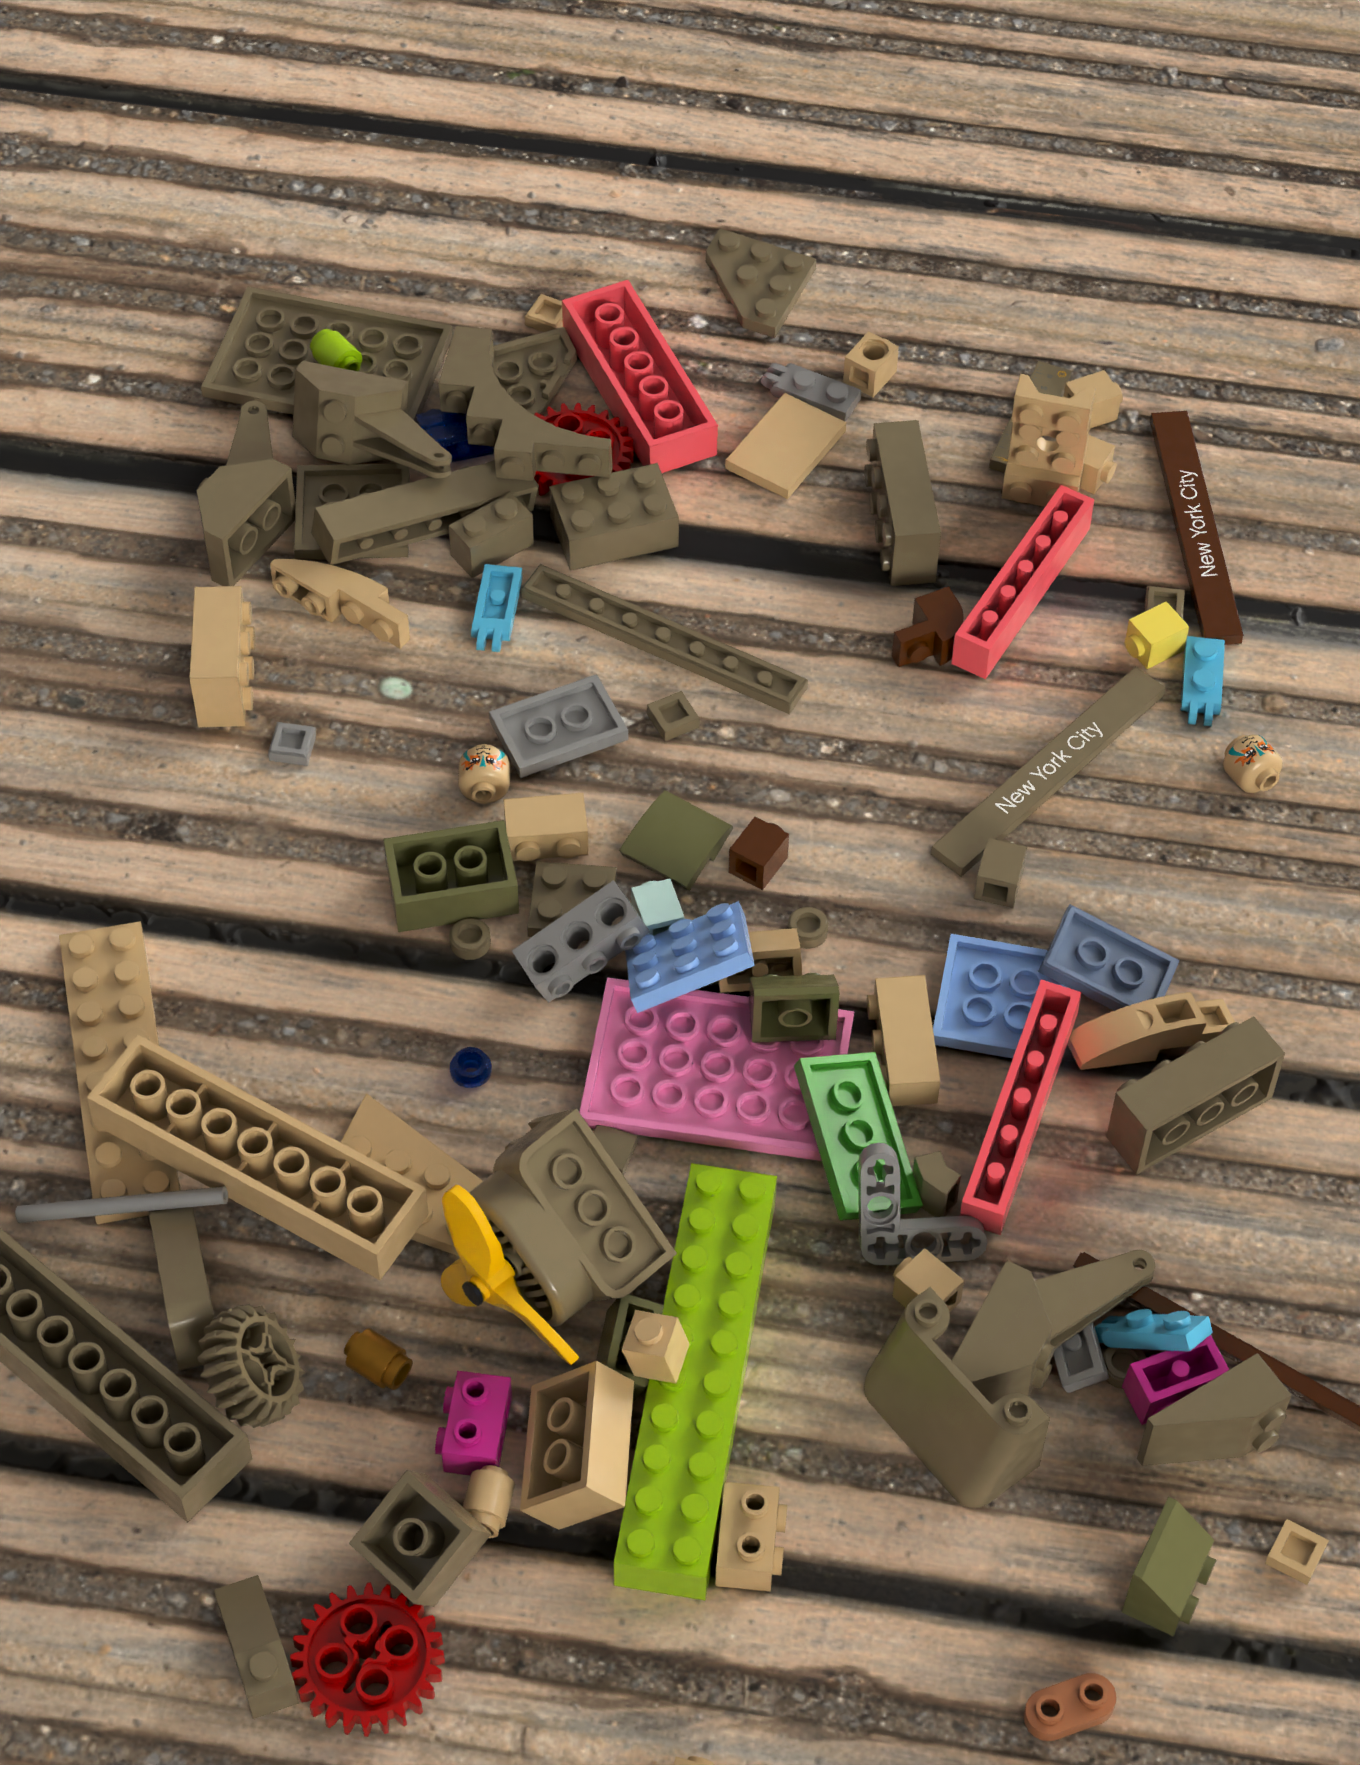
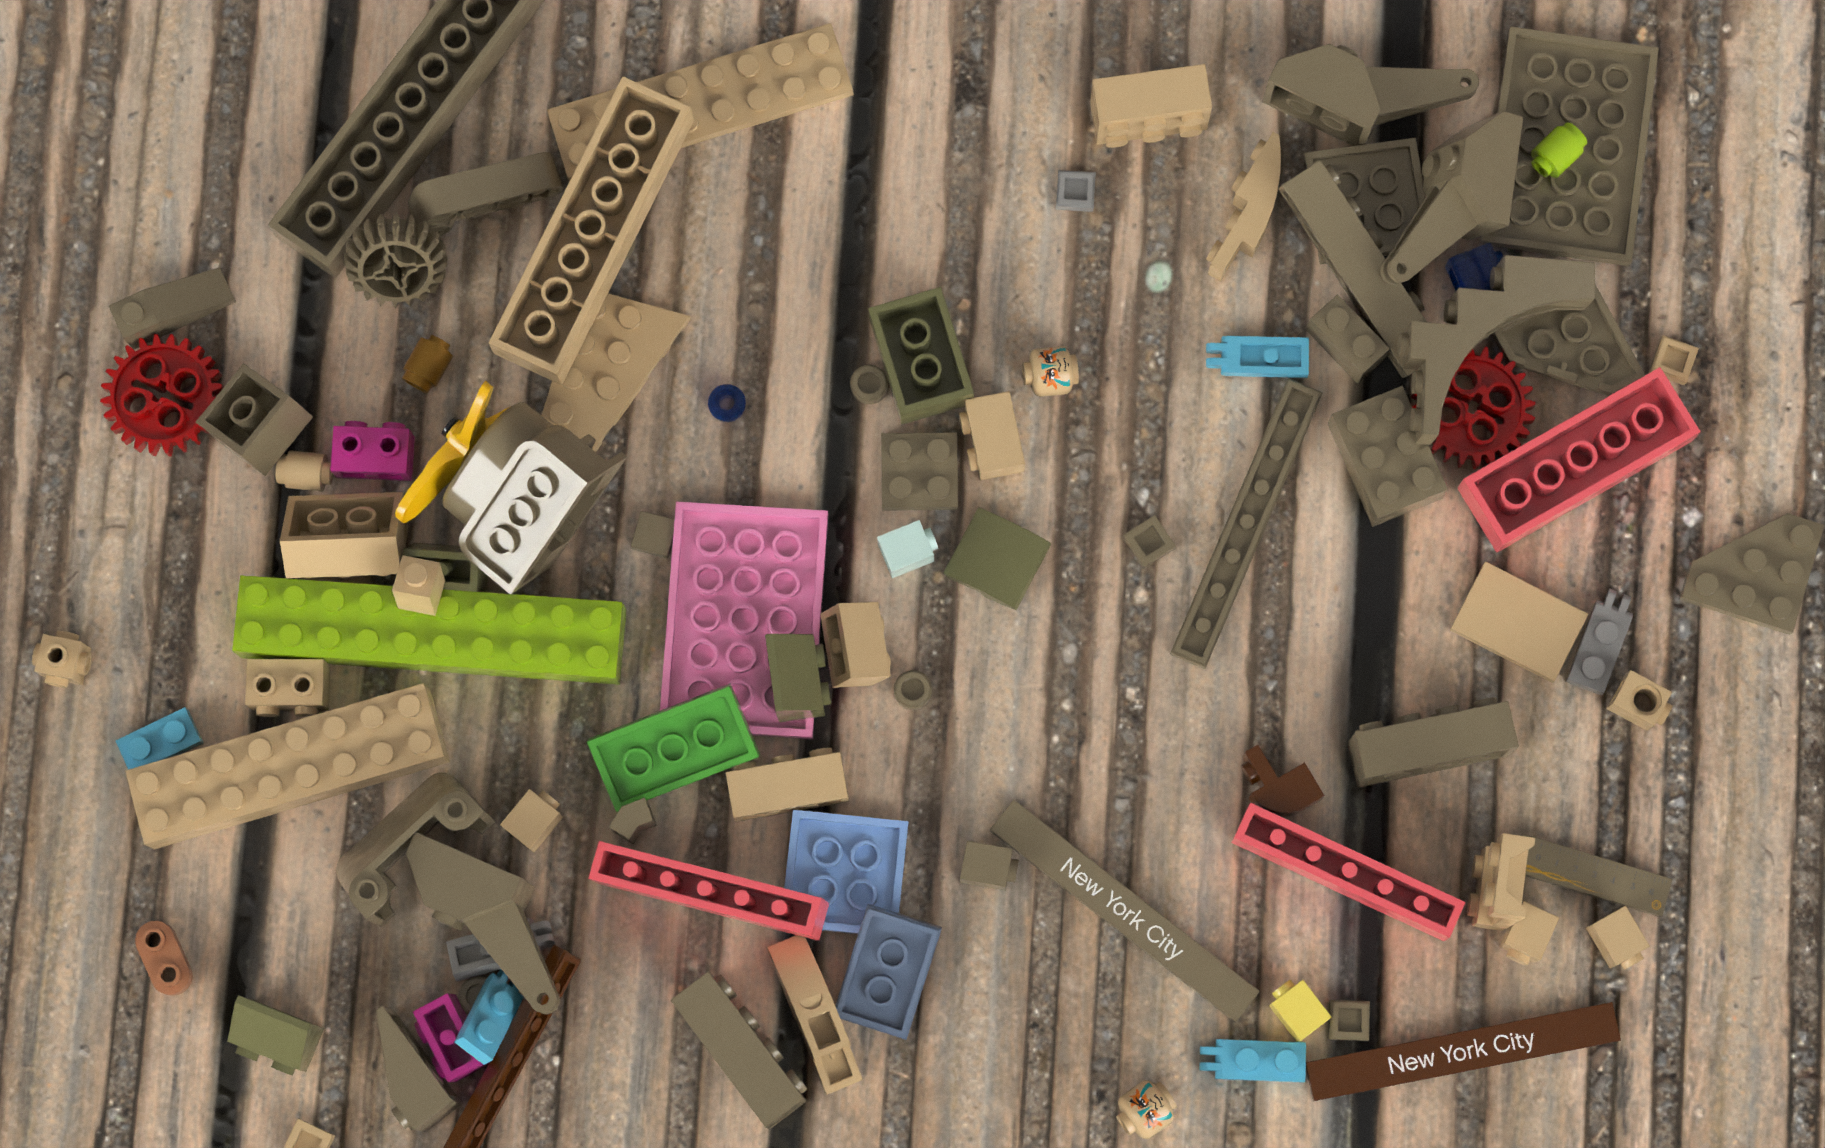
camera: 90 degrees right, 25 degrees up
(121, 1204) = (551, 127): light grey piece -> none
(558, 725) = (1119, 434): light grey plate -> none
(561, 938) = (848, 466): light grey brick -> none
(689, 956) = (836, 578): light blue plate -> none
(758, 852) = (986, 636): reddish brown brick -> none
(802, 1696) = (160, 739): none -> medium azure plate
(849, 1545) = (287, 766): none -> tan brick
(889, 1225) = (576, 779): light grey beam -> none

